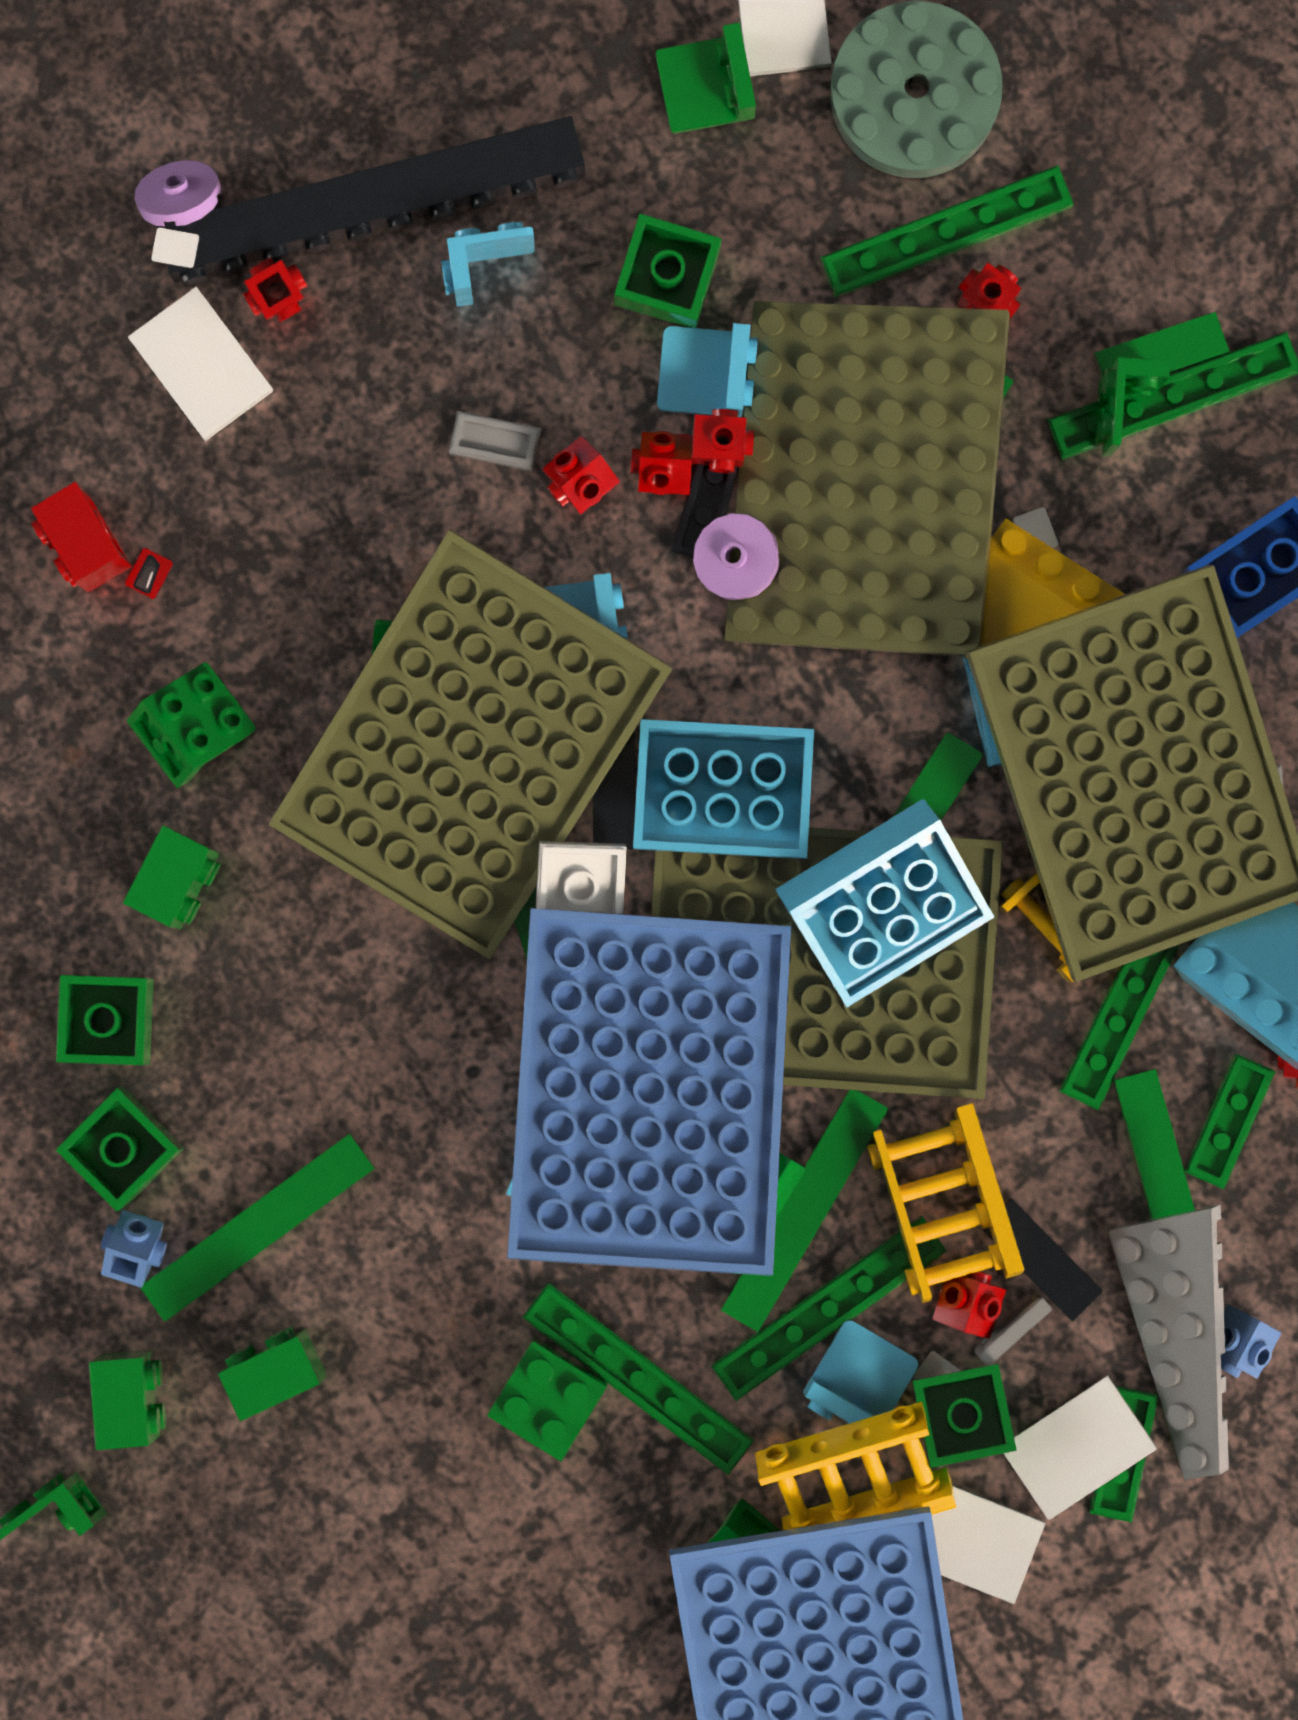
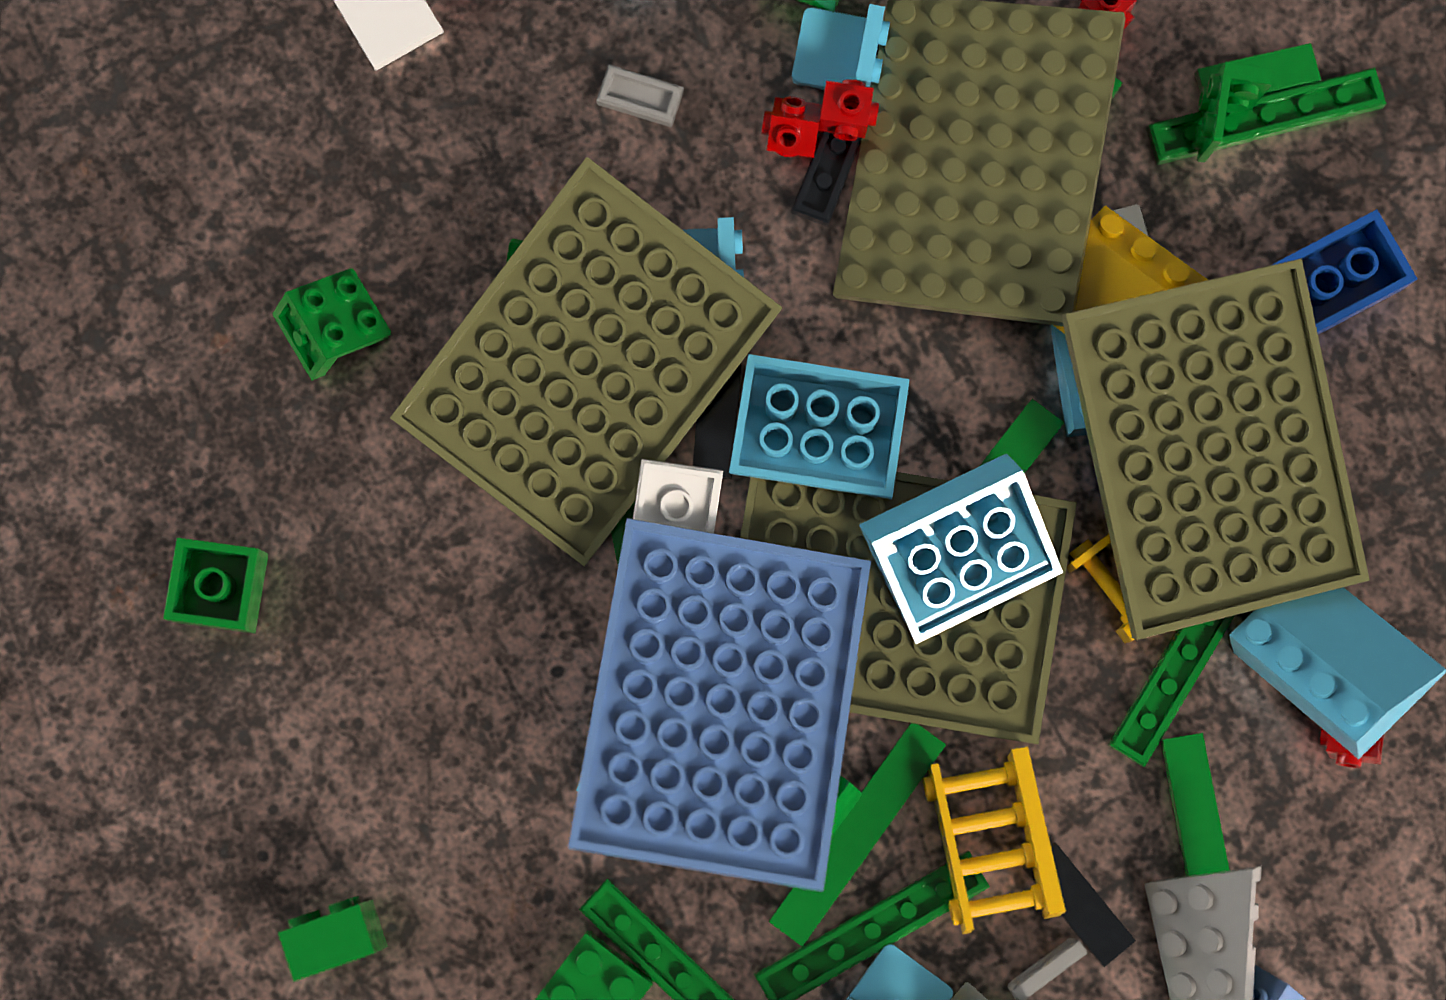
camera: 10 degrees right, 5 degrees down
(80, 537) = (246, 140): red brick -> none
(120, 1149) = (215, 708): green brick -> none
(126, 1399) = (190, 950): green brick -> none
(132, 1248) = (215, 805): medium blue brick -> none
(149, 573) = (310, 184): sticker -> none
(172, 879) = (295, 458): green brick -> none
(257, 1227) = (337, 798): green tile -> none
(579, 476) = (714, 131): red brick -> none
(757, 562) = (864, 231): lavender plate -> none
(970, 1304) = (1008, 940): red brick -> none
(1229, 1121) = (1268, 790): green tile -> none

